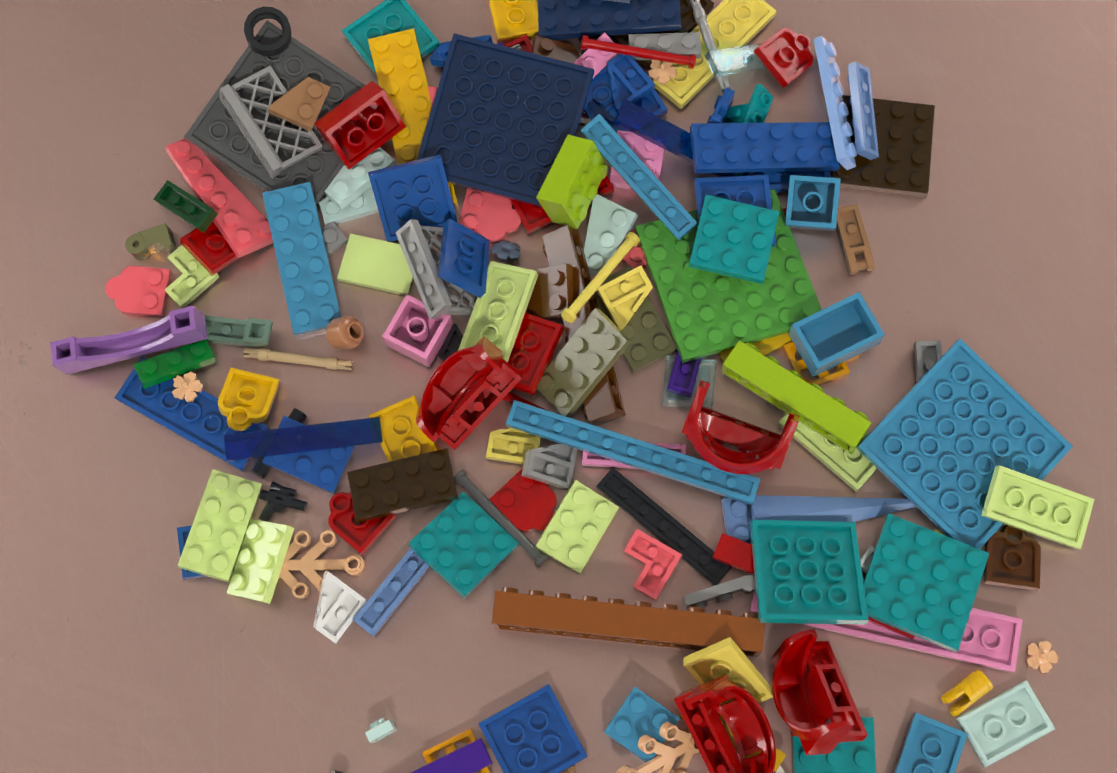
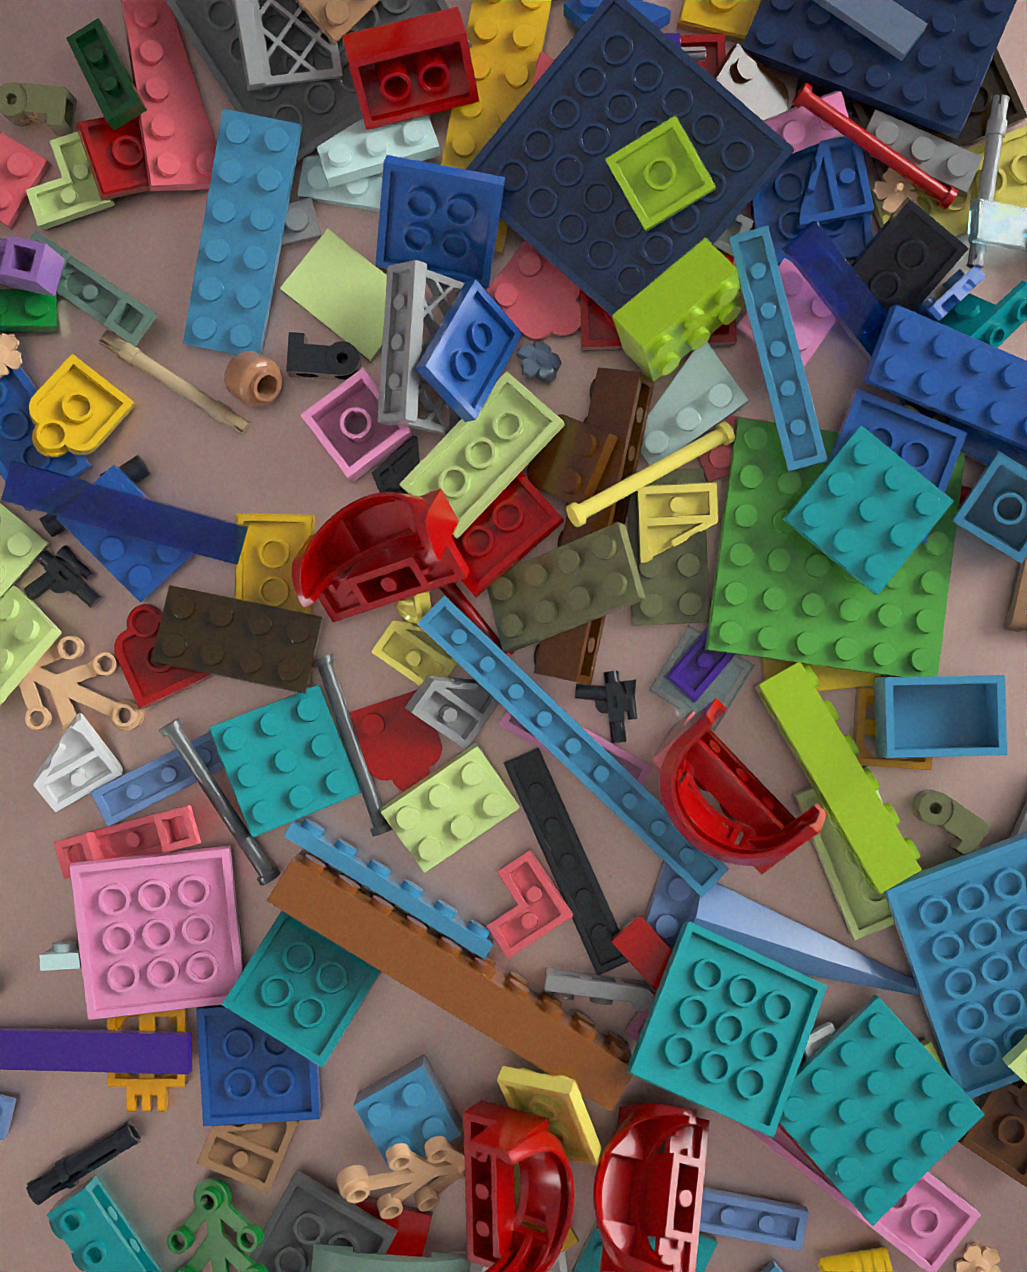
camera: 20 degrees right, 15 degrees up
(379, 306) = (321, 361): none -> black leg
(389, 639) = (139, 836): none -> coral slope
(433, 685) = (157, 931): none -> bright pink plate
(435, 587) = (220, 802): none -> dark grey bar
(498, 418) = (414, 607): none -> light yellow plate
(526, 114) = (660, 173): none -> lime plate
(538, 673) = (302, 989): none -> teal plate
(552, 586) = (404, 895): none -> dark azure plate
(643, 419) = (613, 699): none -> black piece
(686, 98) = (907, 257): none -> black plate
(875, 393) = (952, 817): none -> olive leg
(887, 690) = (753, 1218): none -> medium blue plate

